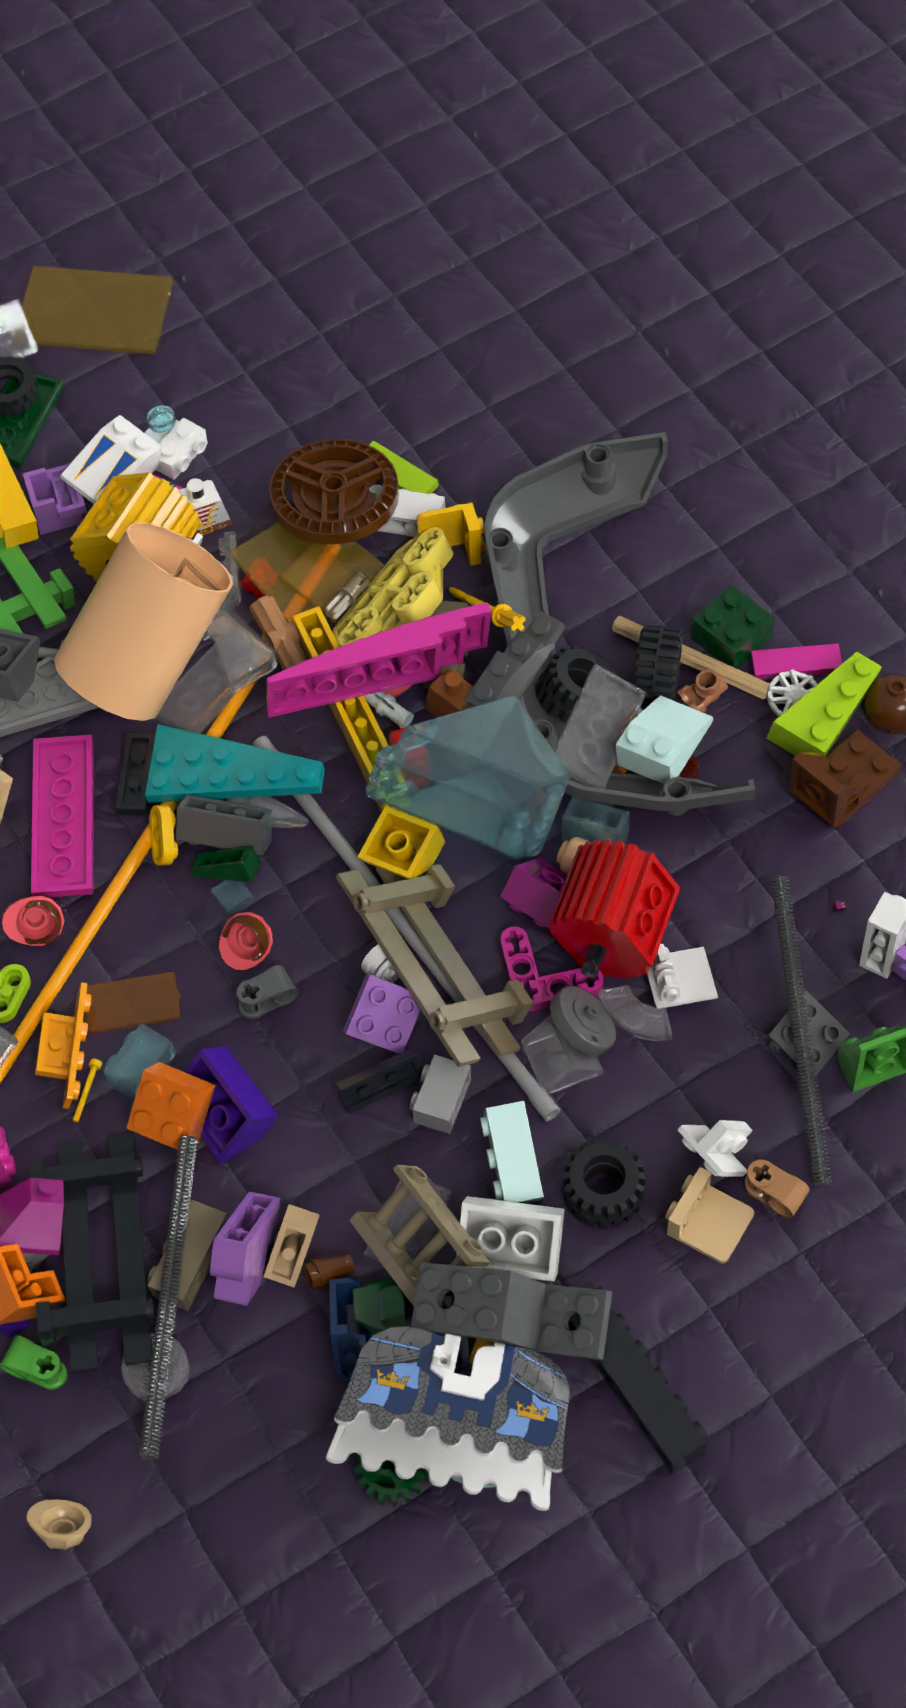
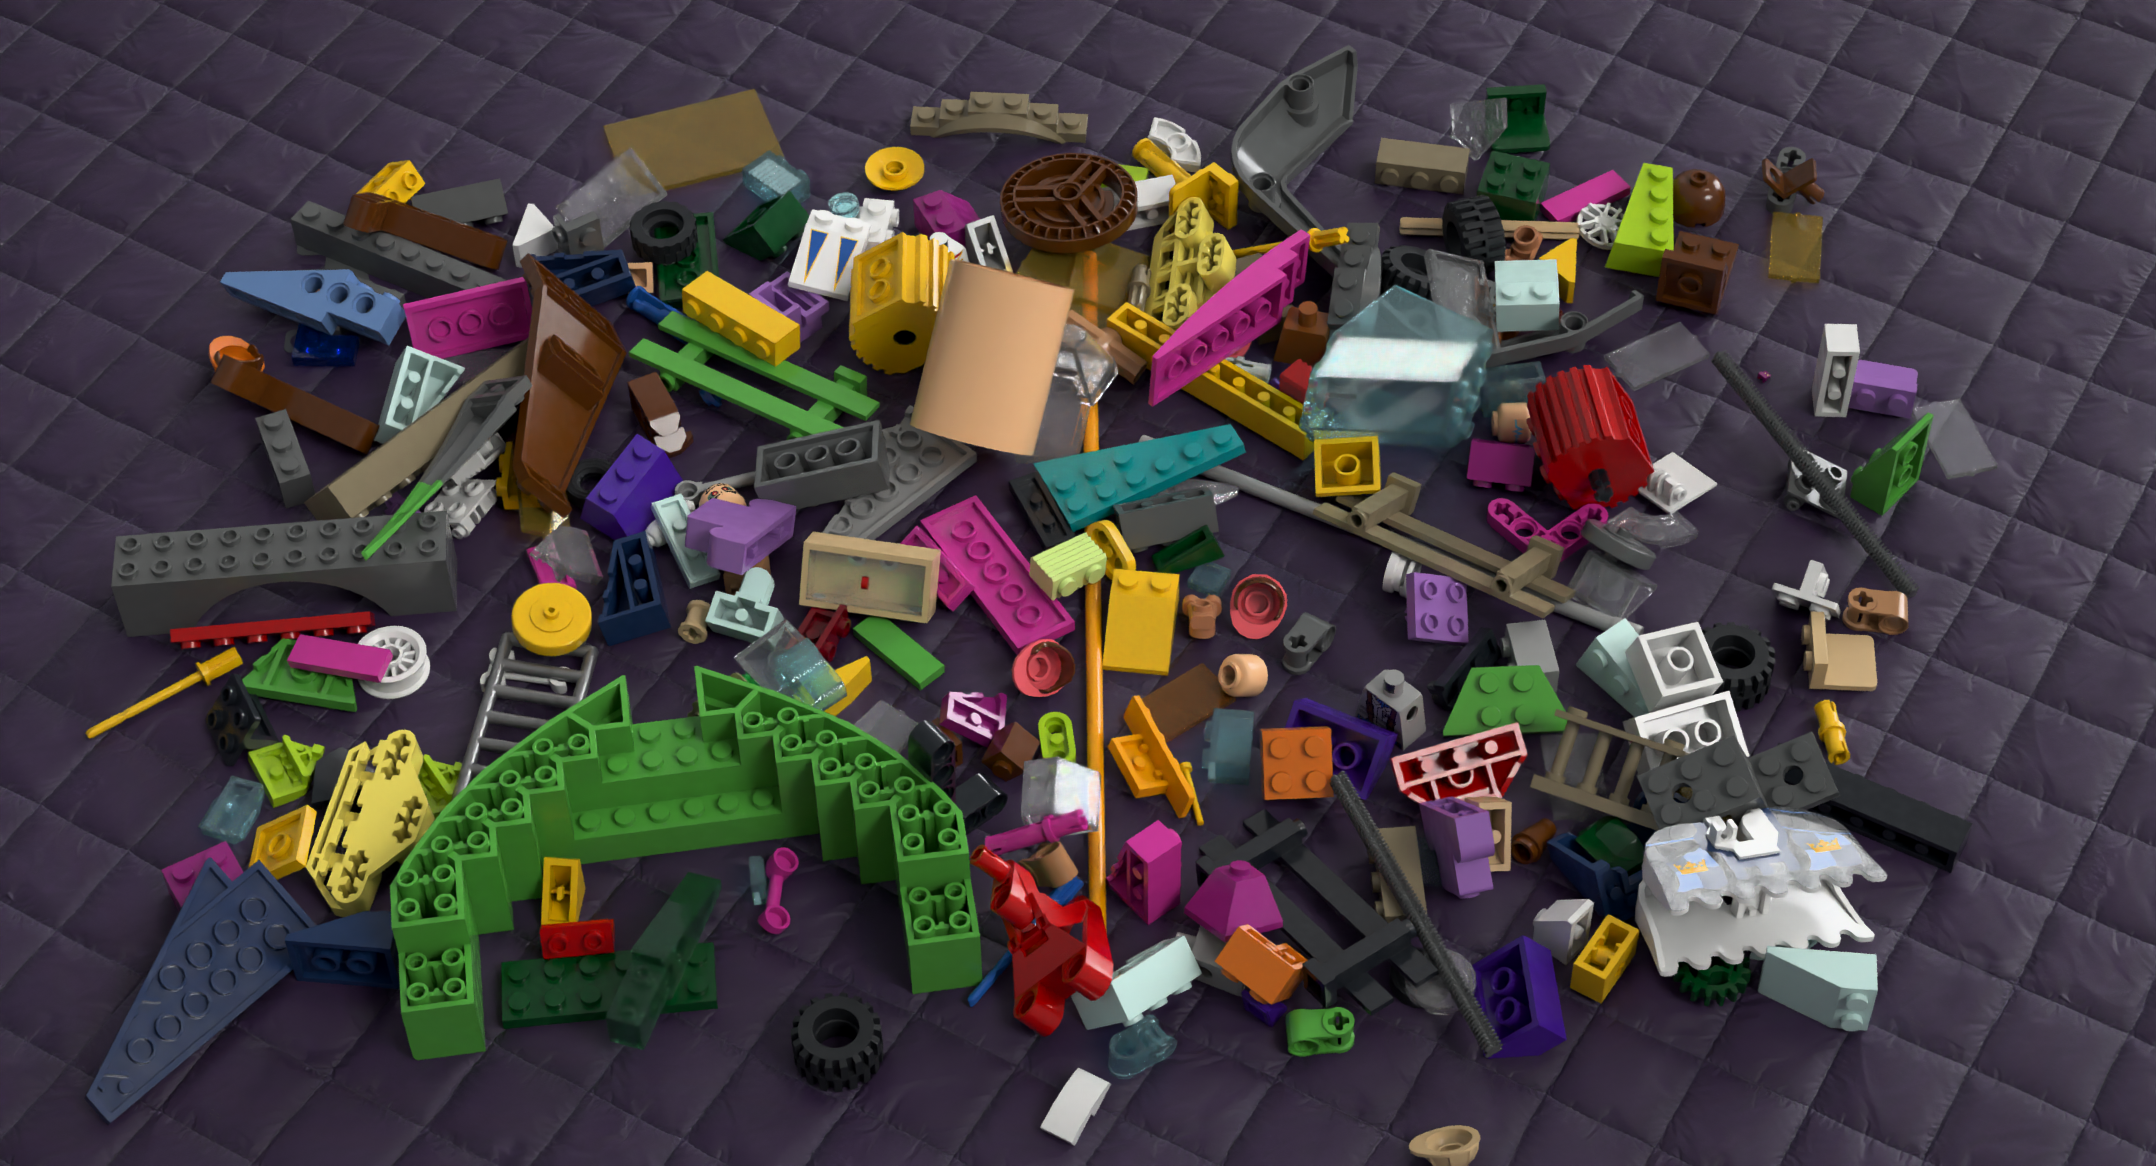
camera: 30 degrees left, 10 degrees down
(19, 805) = (952, 583): none -> dark pink tile
(92, 413) = (769, 227): none -> dark green slope
(113, 836) = (1068, 566): none -> yellowish green brick
(129, 373) = (773, 176): none -> clear light blue brick
(145, 912) = (1141, 622): none -> yellow slope
(190, 1001) = (1243, 675): none -> light nougat head
(198, 926) = (1202, 615): none -> nougat plate
(212, 1416) = (1520, 998): none -> dark purple slope
(229, 398) = (894, 168): none -> yellow dish
(241, 469) = (944, 214): none -> magenta slope
(252, 505) = (986, 245): none -> light grey slope
(287, 1086) = (1393, 706): none -> light grey torso
(290, 1368) = (1564, 927): none -> white slope
(302, 1414) = (1604, 958): none -> yellow brick
(305, 1173) = (1462, 767): none -> red wedge
(348, 384) = (999, 114): none -> dark tan piece
(386, 1129) = (1503, 697): none -> bright green wing
(449, 479) = (1157, 161): none -> yellow piece
(477, 1542) = (1822, 984): none -> light aqua slope
(480, 465) = (1176, 144): none -> white tile
(532, 1168) = (1673, 666): none -> white brick
(654, 1288) = (1832, 732): none -> yellow pin
(670, 572) = (1422, 166): none -> dark tan brick
(726, 724) = (1566, 267): none -> yellow slope
(744, 551) = (1478, 124): none -> clear slope
(756, 845) = (1657, 356): none -> clear piece
(784, 560) = (1525, 119): none -> dark green bracket

